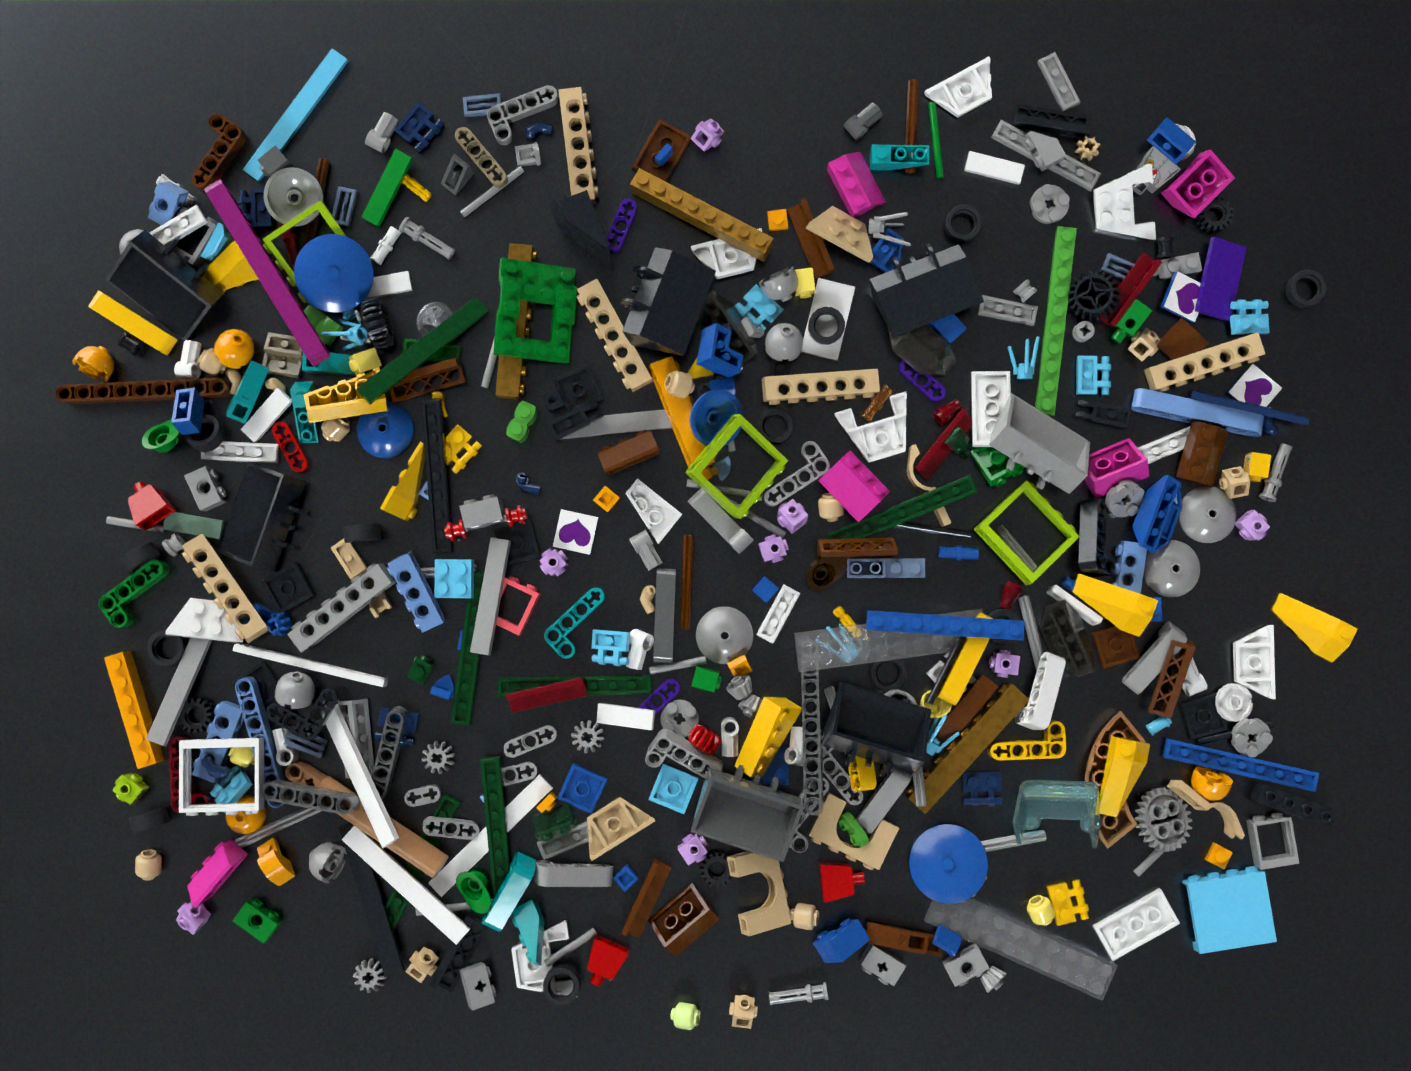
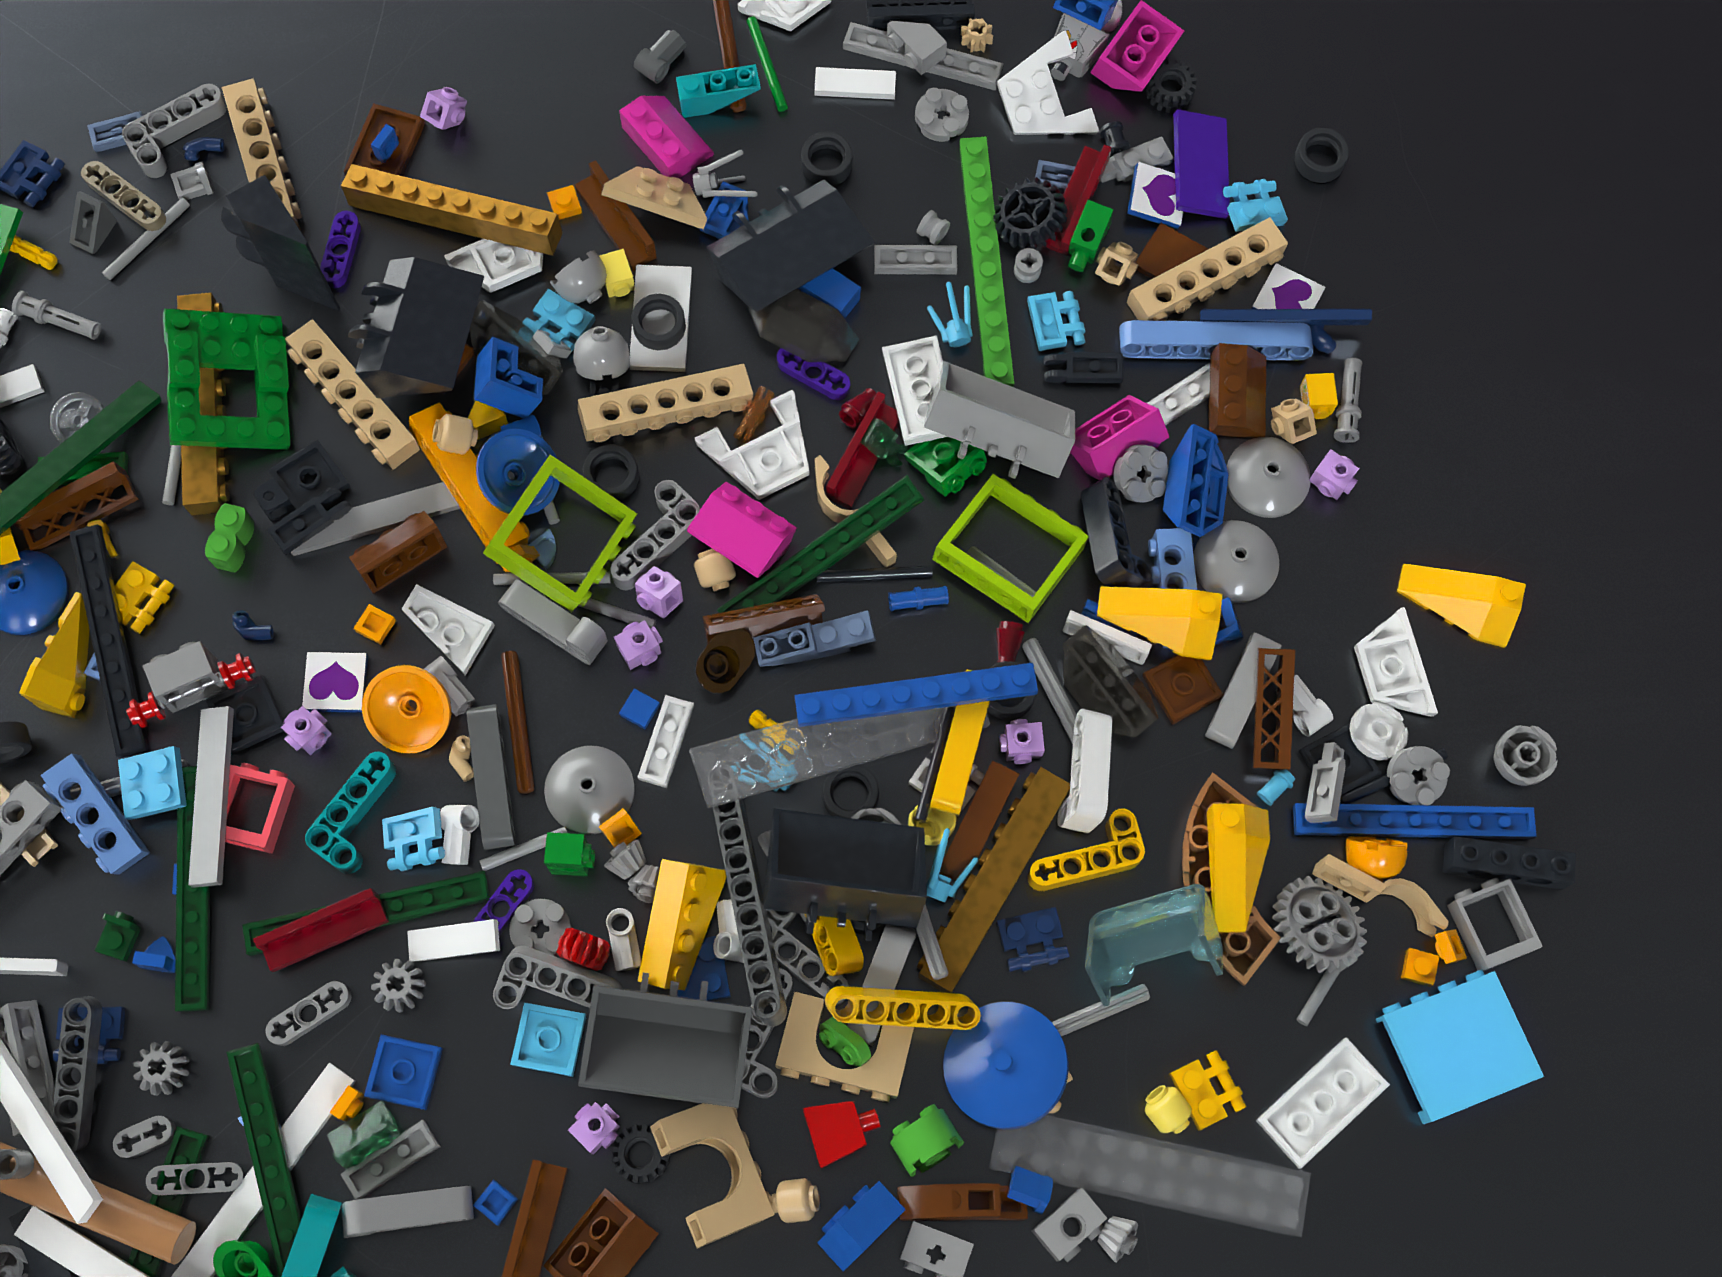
camera: 15 degrees left, 15 degrees down
(525, 776) = (308, 1071): light grey beam -> none
(614, 570) = (391, 717): none -> light orange dish
(614, 825) = (462, 1118): tan wing -> none
(890, 900) = (925, 1140): none -> bright green brick
(894, 820) = (890, 1000): none -> yellow beam
(1191, 733) = (1326, 785): none -> light grey hinge
(1241, 848) = (1449, 946): none -> light orange plate
(1324, 741) = (1525, 755): none -> light grey cylinder

